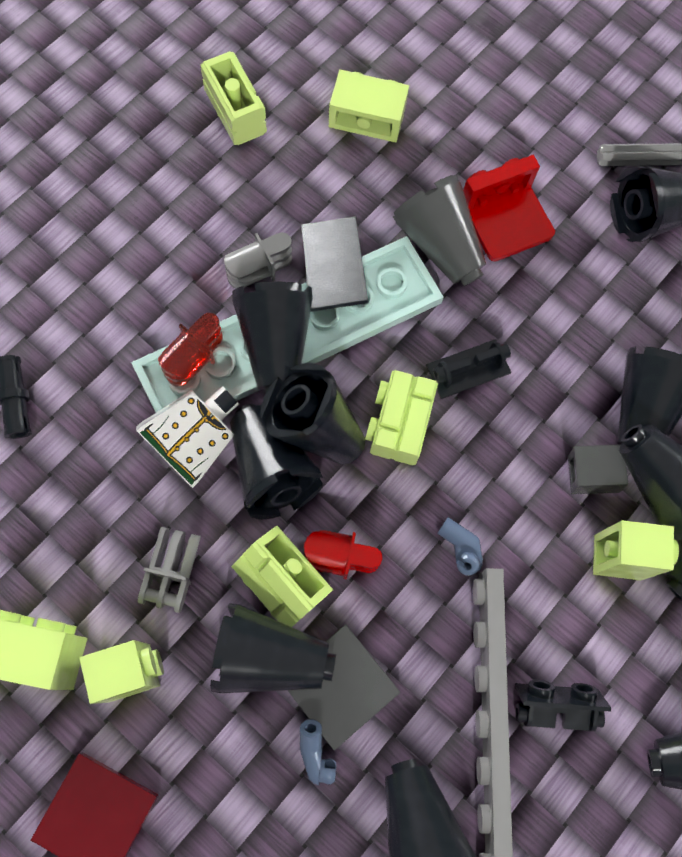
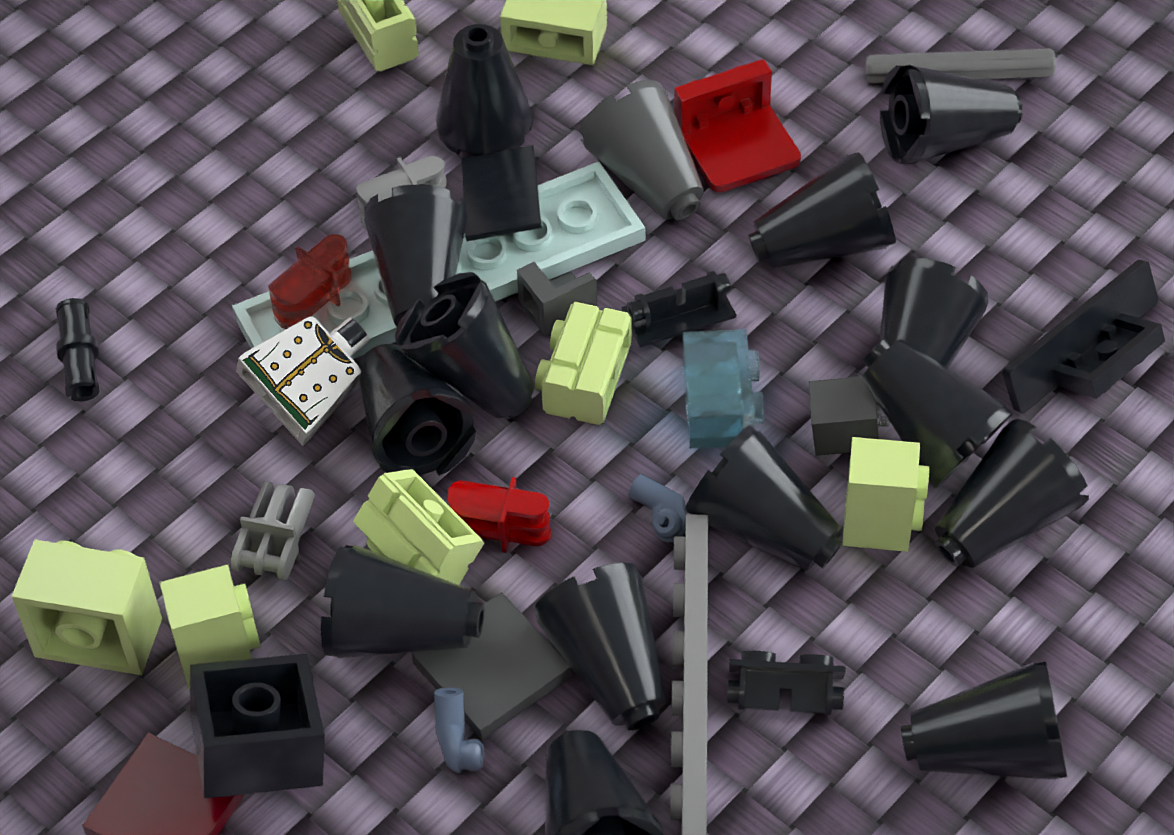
camera: 10 degrees right, 20 degrees down
(161, 766) = (256, 725): none -> black brick
(317, 177) = (482, 95): none -> black cone
(377, 355) = (551, 300): none -> dark grey panel
(431, 682) = (608, 641): none -> black cone
(504, 442) = (719, 386): none -> clear light blue brick
(542, 553) = (765, 504): none -> black cone
(581, 293) = (825, 218): none -> black cone

